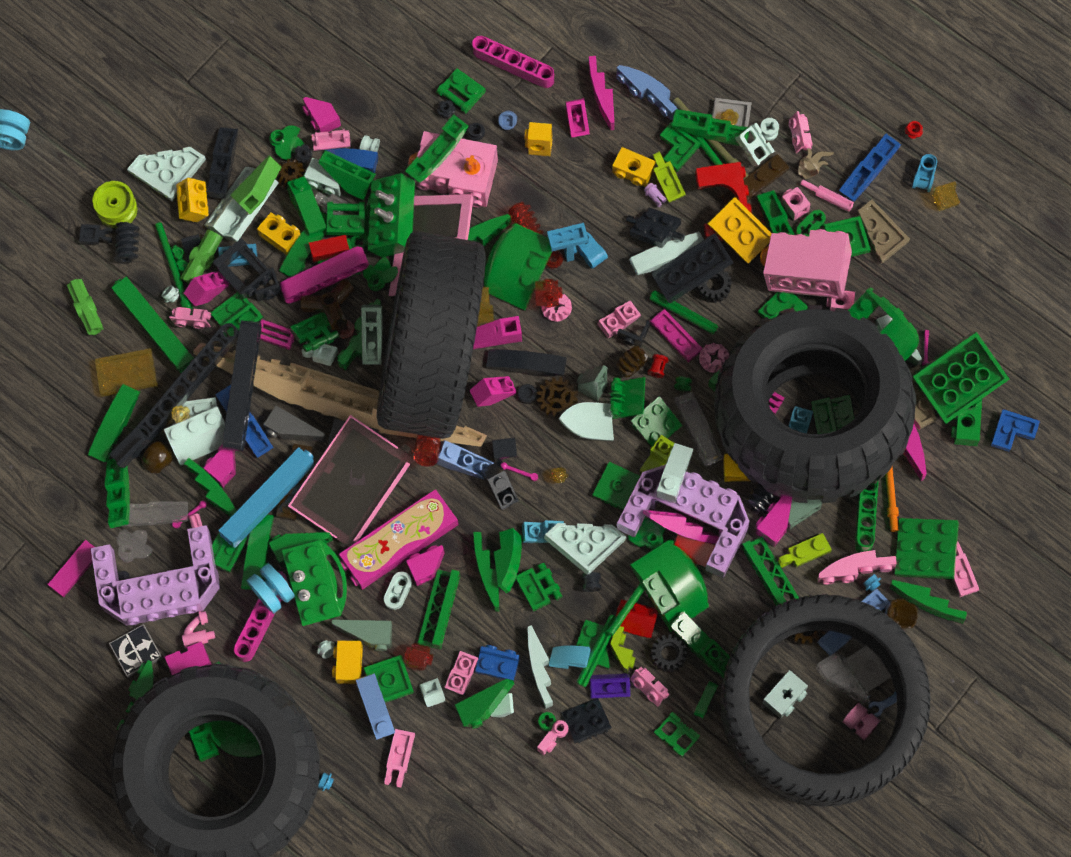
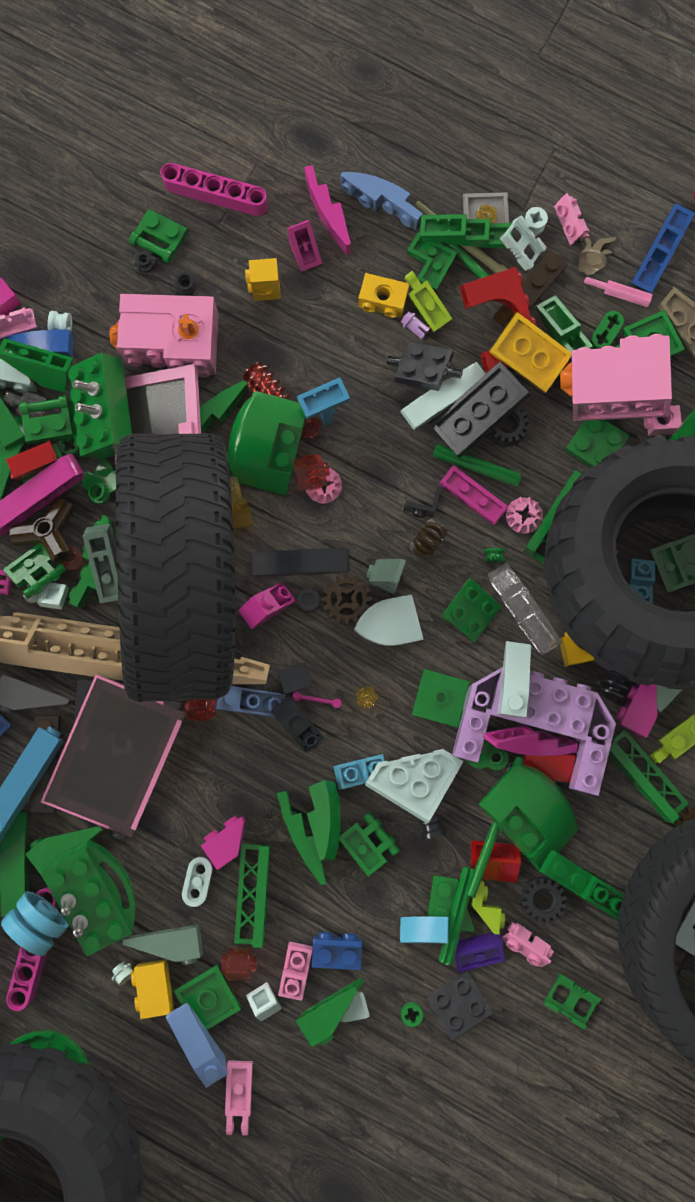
camera: 15 degrees left, 10 degrees up
(325, 781) = (153, 1146): dark azure plate -> none
(398, 539) = (184, 817): brick -> none
(439, 150) = (143, 316): green slope -> none
(498, 333) = (260, 531): dark pink slope -> none
(507, 120) = (221, 262): medium blue tile -> none
(538, 662) = (386, 940): light aqua slope -> none
(548, 742) = (419, 1044): bright pink plate -> none
(592, 252) = (355, 411): dark azure piece -> none
(620, 318) = (402, 487): bright pink slope -> none
(627, 397) = (432, 585): green hinge -> none
(657, 366) = (460, 538): red bush -> none
(658, 454) = (483, 654): lime slope -> none
(706, 699) = (599, 951): green beam -> none
(798, 210) = (586, 297): bright pink brick -> none

